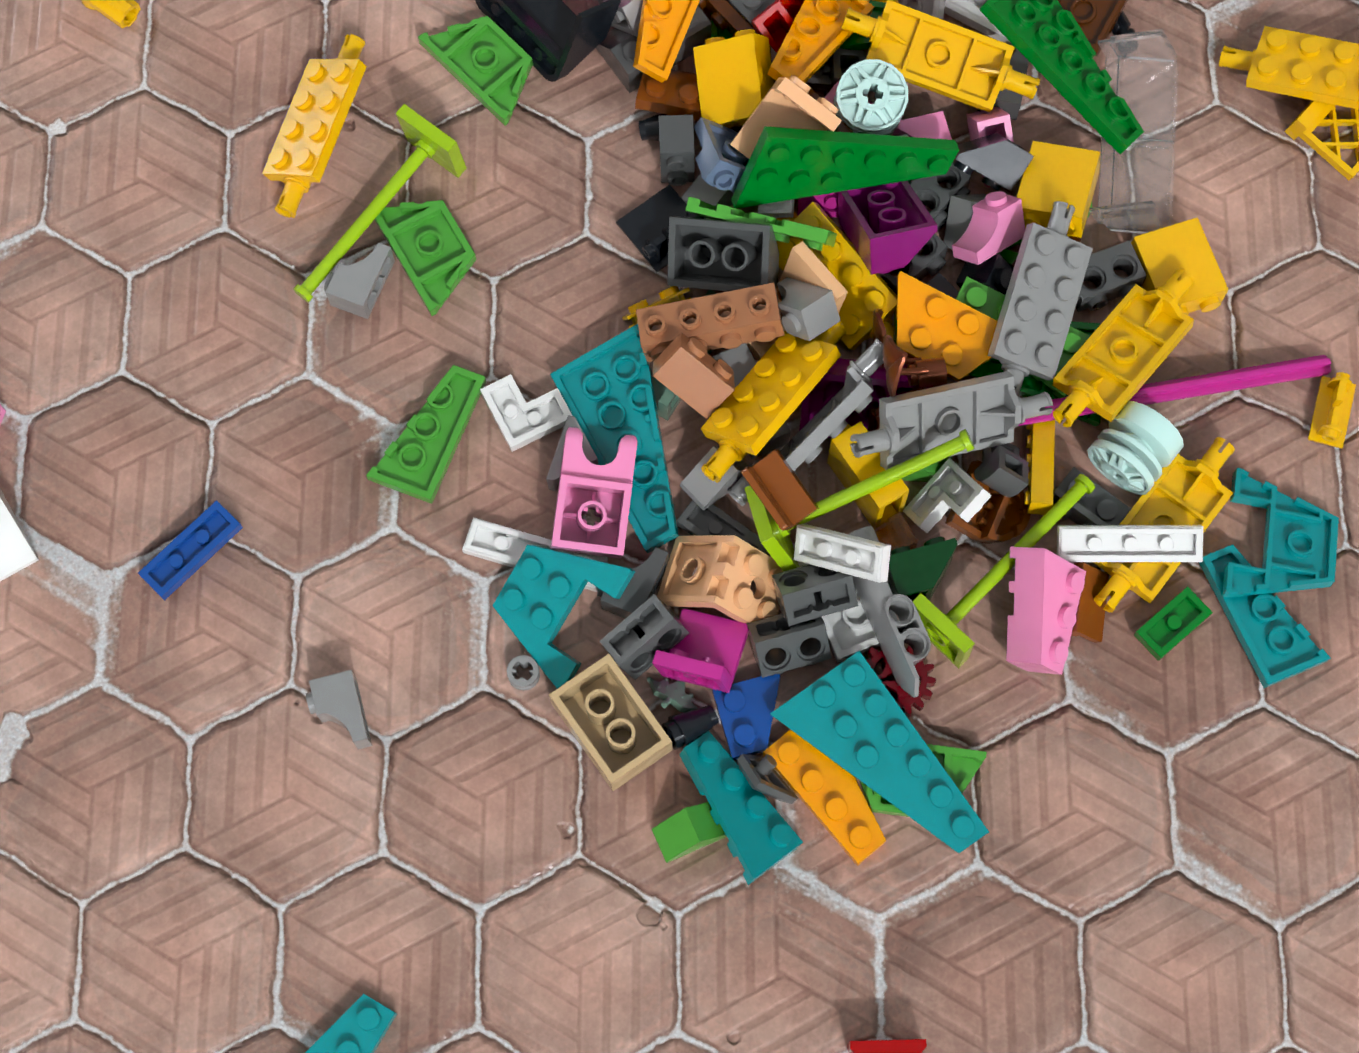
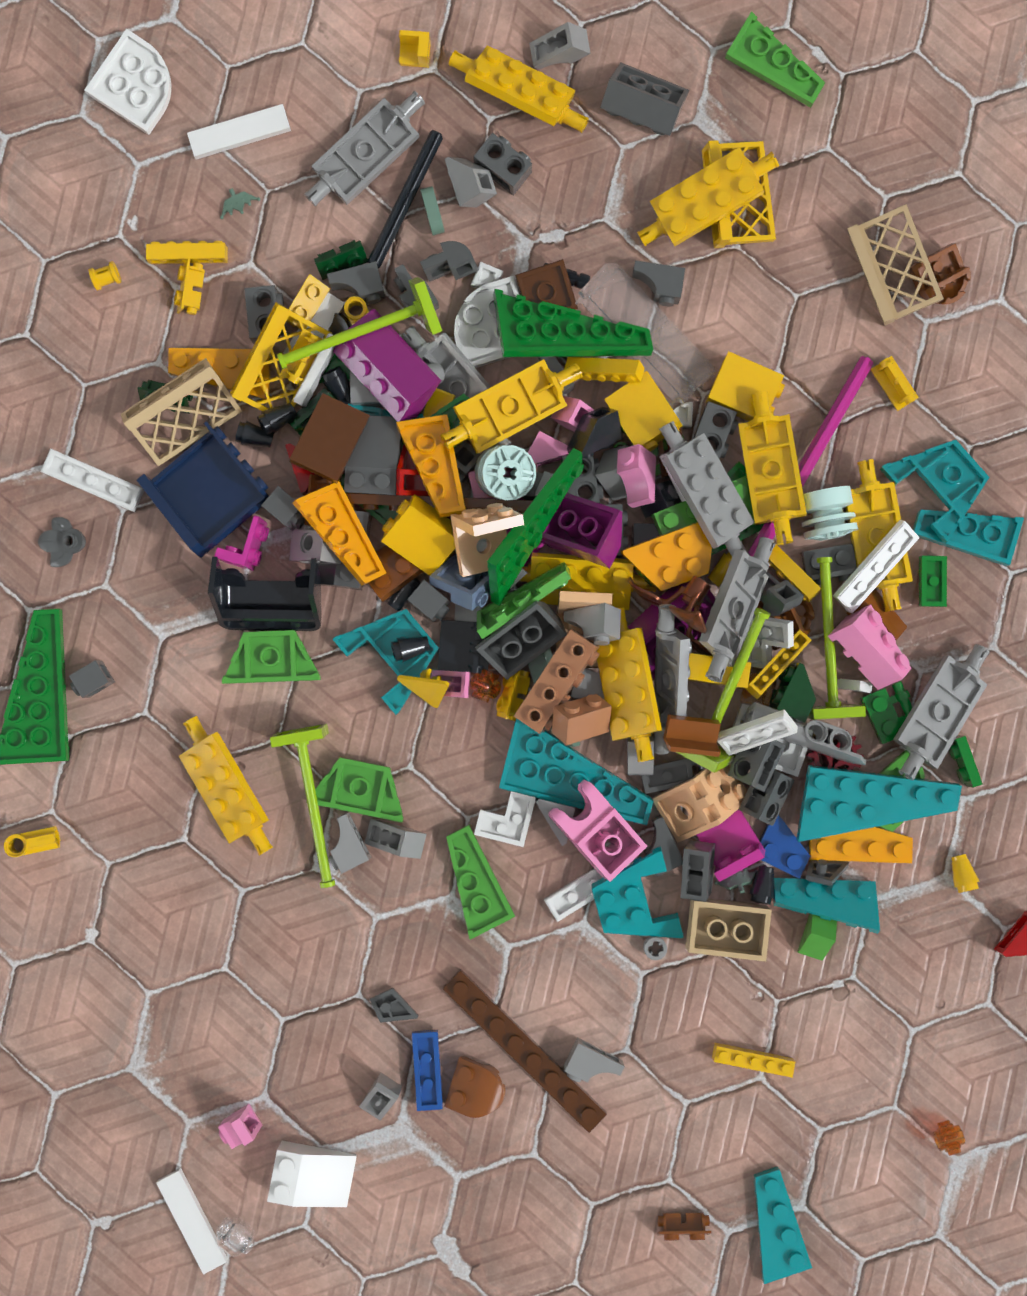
camera: 50 degrees left, 15 degrees up
(122, 526) = (381, 1096): none -> light grey slope
(210, 615) = (475, 1089): none -> dark orange slope
(228, 462) = (392, 1007): none -> dark grey piece
(248, 975) = (693, 1227): none -> dark orange hinge
(295, 636) = (524, 1050): none -> reddish brown plate
(408, 320) = (395, 839): none -> light grey arch
(492, 880) = (753, 1060): none -> yellow piece
(589, 217) = (428, 689): none -> yellow piece
(608, 170) = (380, 636): none -> teal wing
(613, 169) = (409, 647): none -> black cone
(616, 245) = (458, 682): none -> bright pink slope
(642, 274) = (485, 685): none -> clear orange gear
(897, 931) = (964, 874): none -> yellow cone
(926, 526) = (777, 665): none -> yellow piece
(986, 697) = (882, 712): none -> green plate
(988, 639) = (854, 685): none -> white tile
(1010, 835) = (967, 771): none -> green plate
(1047, 745) = (941, 711): none -> light grey plate
(1064, 120) = (608, 369): none -> yellow piece
(1097, 237) = (684, 413): none -> white tile
(1205, 106) = (662, 279): none -> dark grey arch

